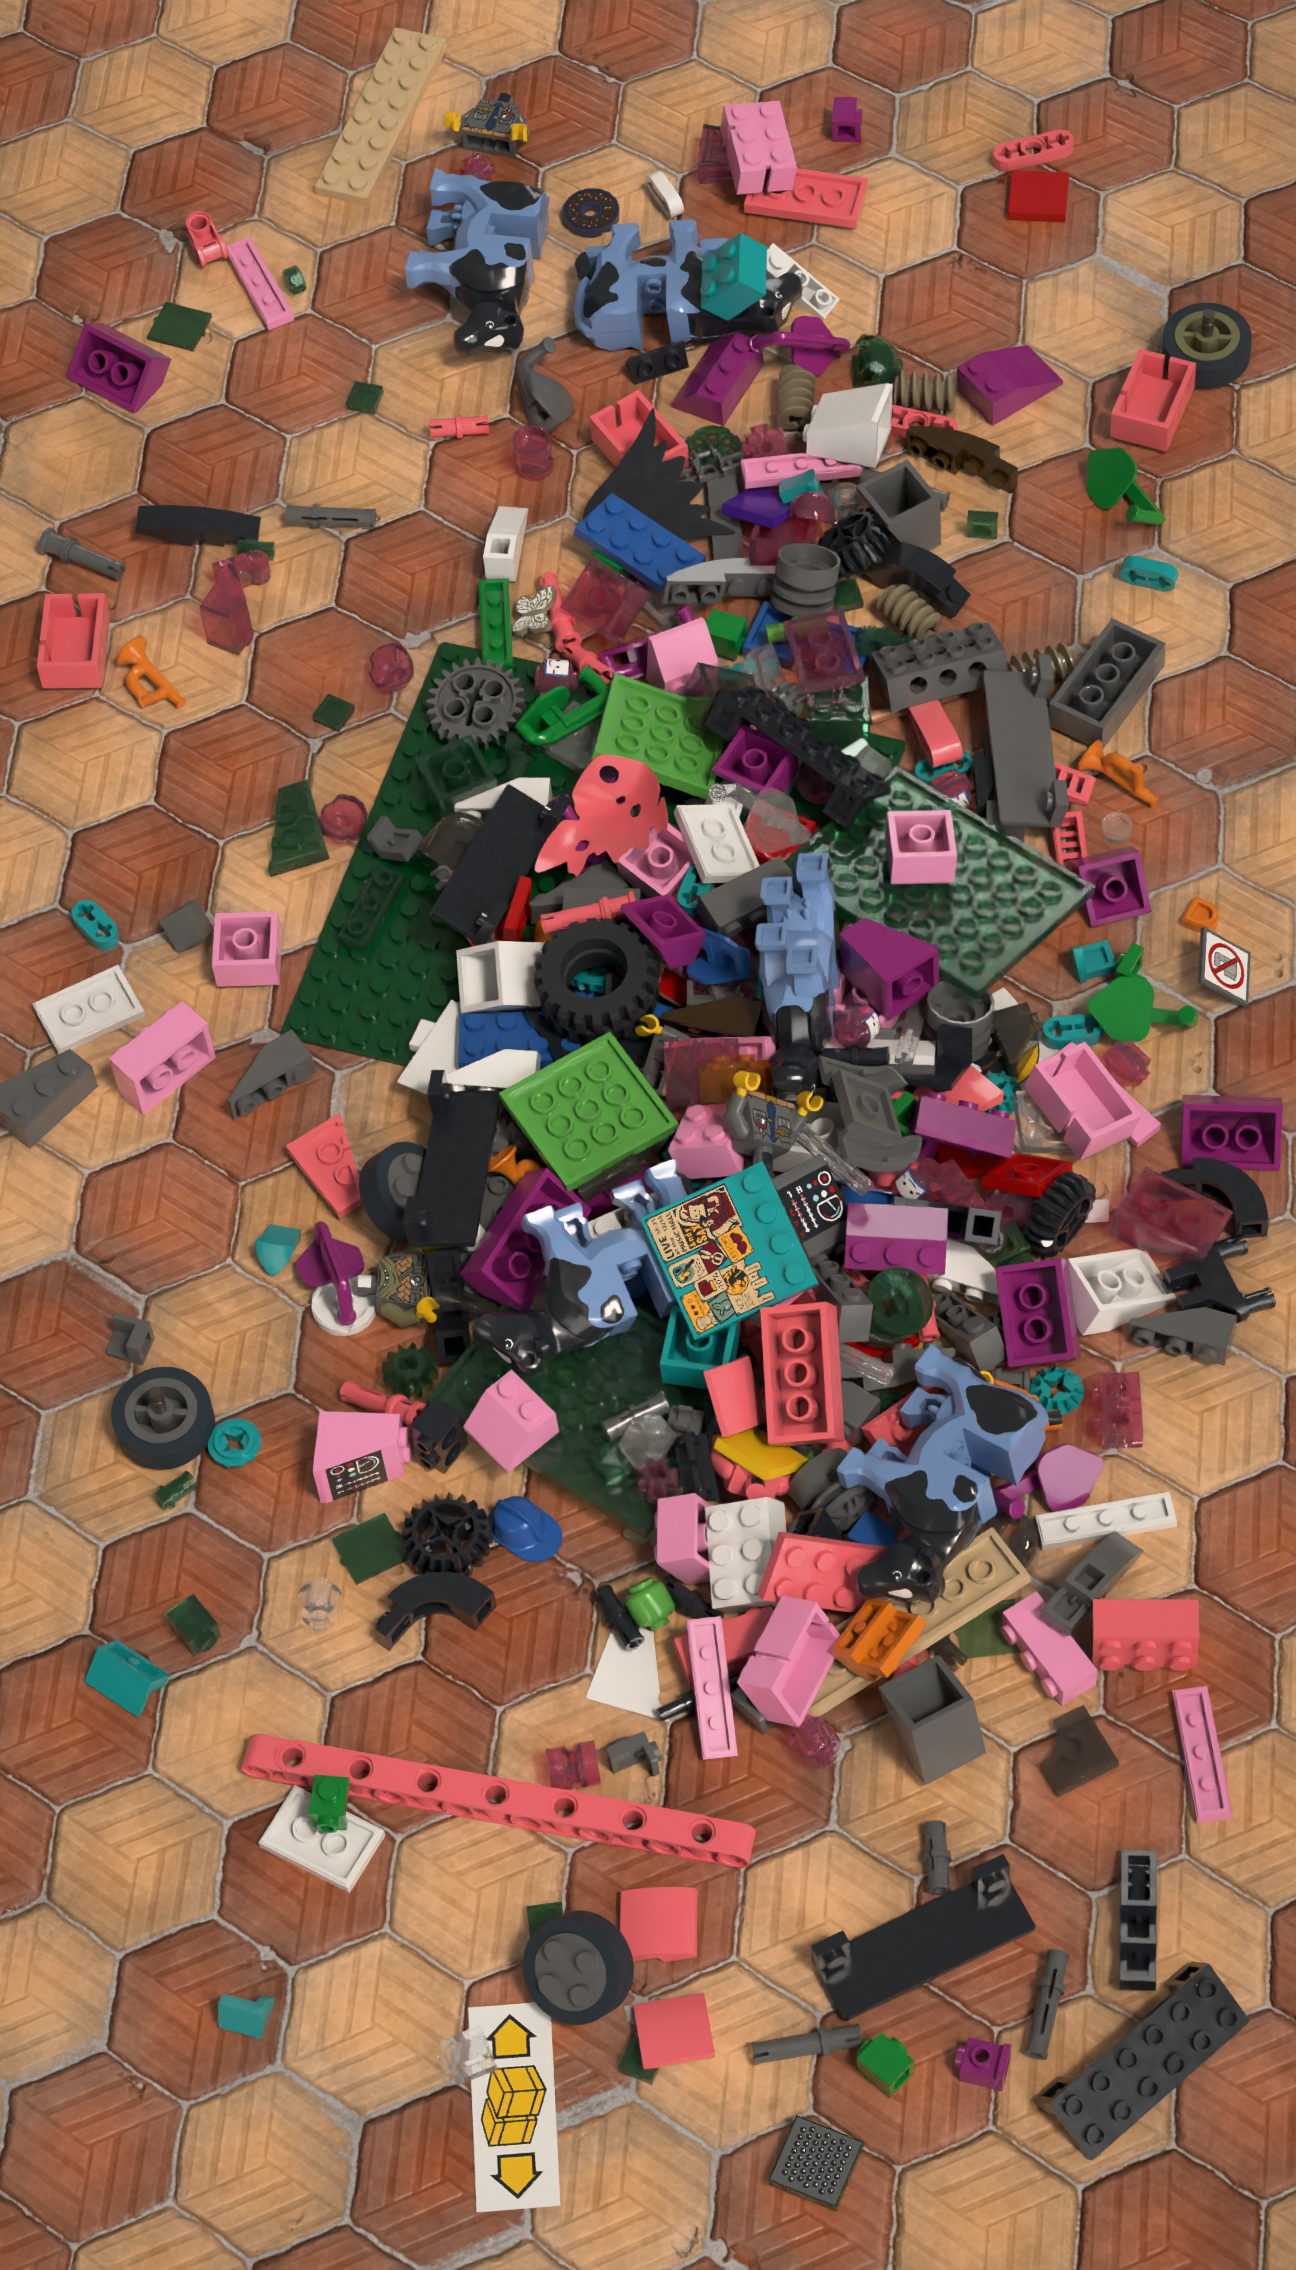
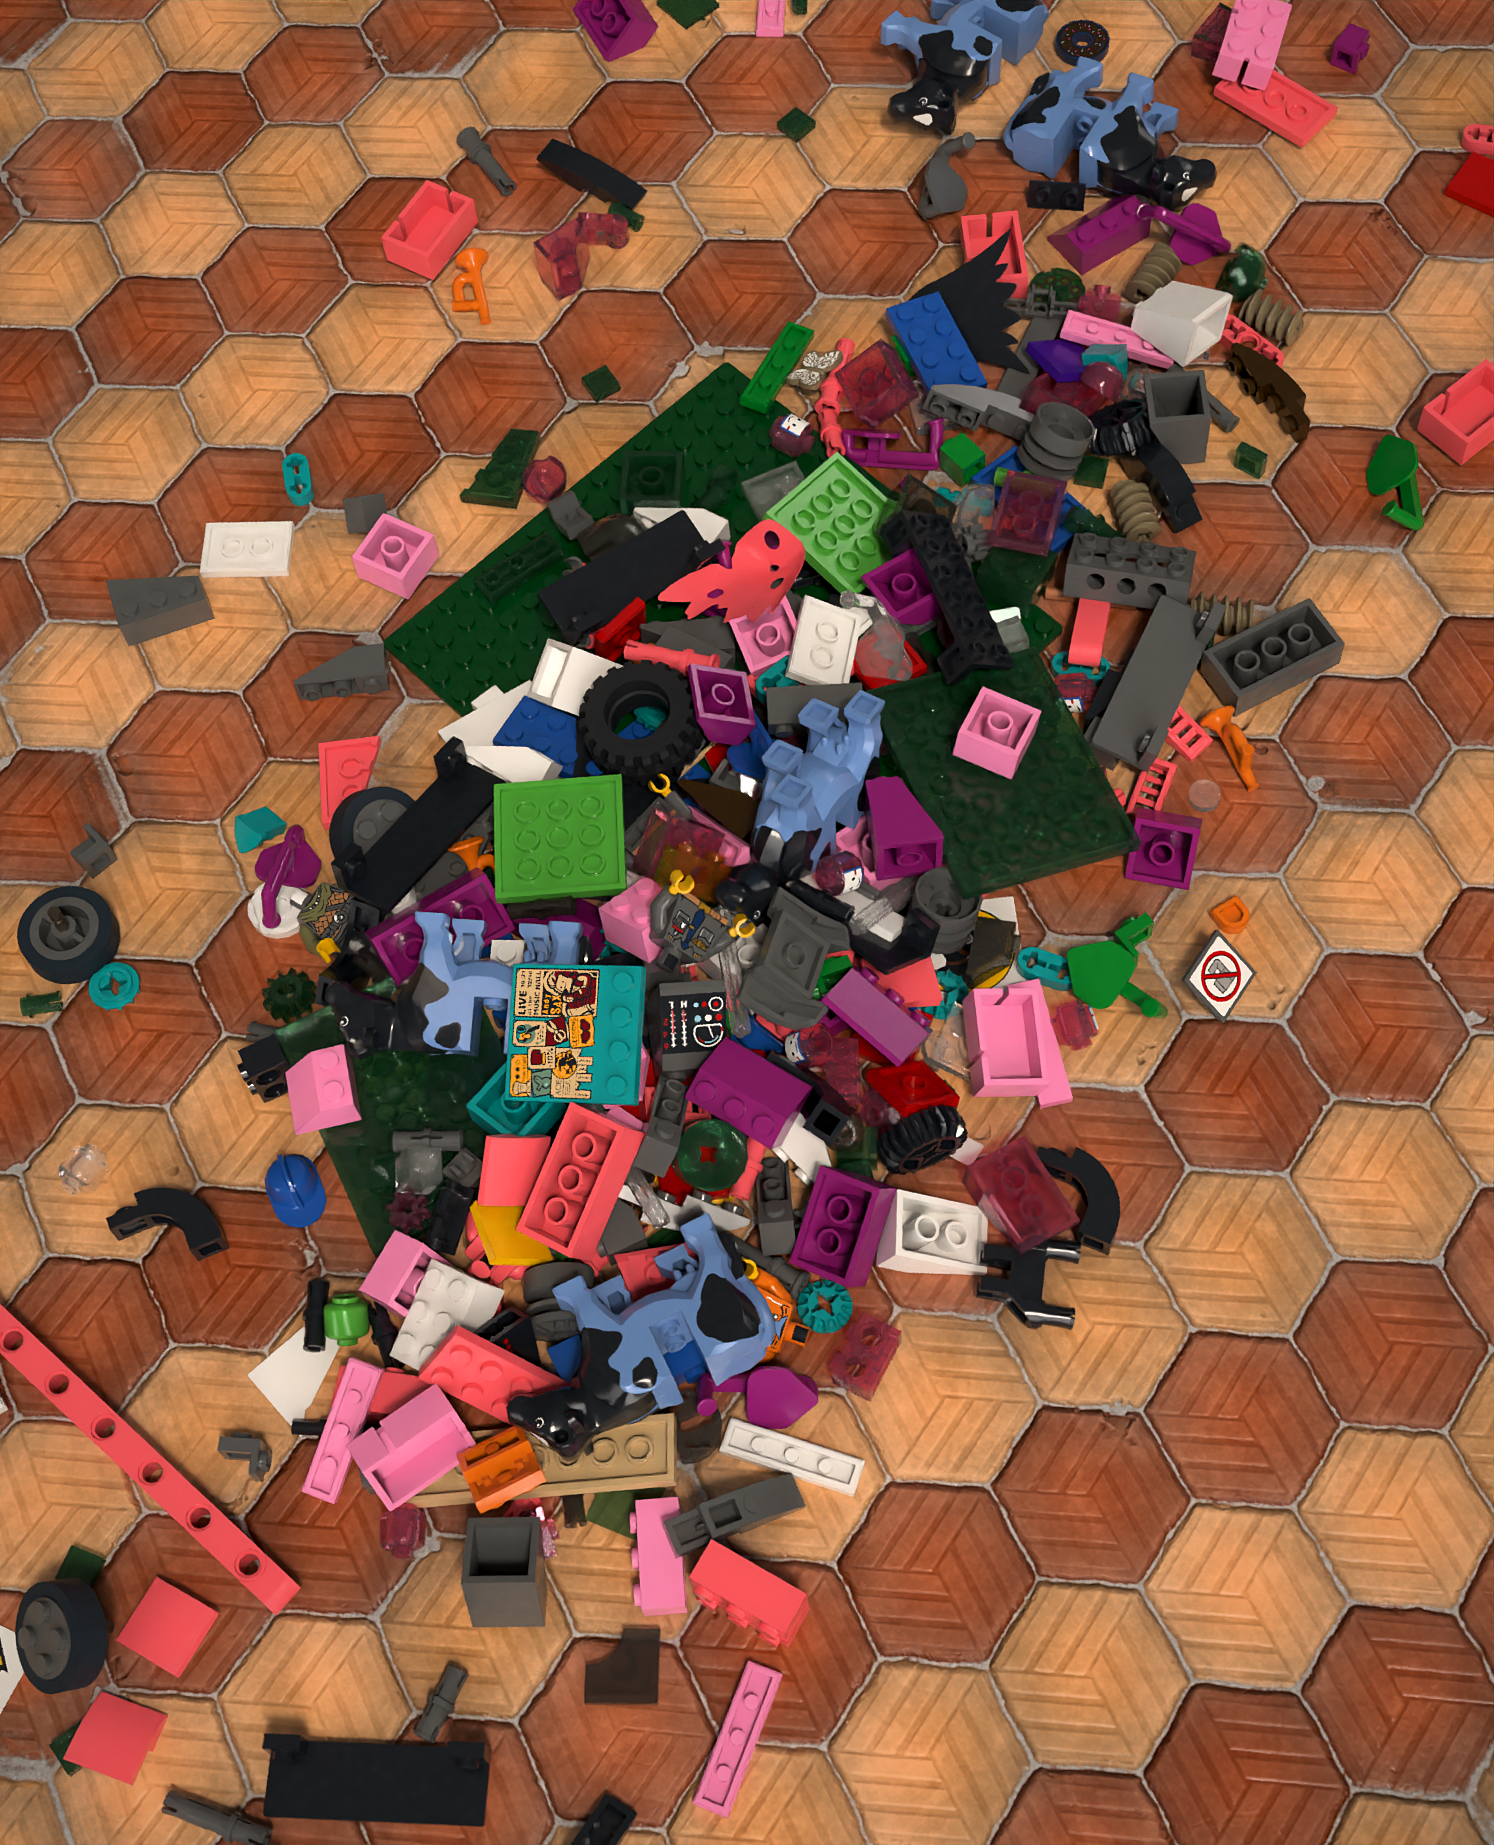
camera: 30 degrees right, 5 degrees up
(162, 1057) = (266, 618): bright pink brick -> none
(330, 516) = (695, 210): dark grey pin -> none
(358, 1452) = (190, 1048): bright pink slope -> none
(370, 1548) = (162, 1139): clear green piece -> none
(382, 1403) = (249, 1024): coral pin -> none
(391, 667) = (667, 366): clear pink hair -> none
(450, 698) = (713, 427): dark grey gear -> none
(455, 1521) = (200, 1160): black gear -> none
(459, 426) = (856, 181): coral pin -> none
(505, 543) = (828, 297): white slope -> none
(533, 452) = (900, 229): clear pink wheel -> none
(545, 720) = (762, 458): green piece -> none
(573, 1766) = (185, 1436): clear pink wheel -> none
(665, 194) = (1153, 52): white beam -> none
(675, 654) = (907, 454): bright pink slope -> none
(734, 276) = (1149, 141): teal brick -> none
(815, 297) = (1227, 191): white slope -> none
(1005, 381) = (1352, 338): magenta slope -> none
(1092, 960) = (1105, 910): teal tile -> none
(1148, 573) = (1375, 571): teal beam -> none
(1190, 1332) = (979, 1316): dark grey slope -> none
(1232, 1130) = (1132, 1138): magenta slope -> none

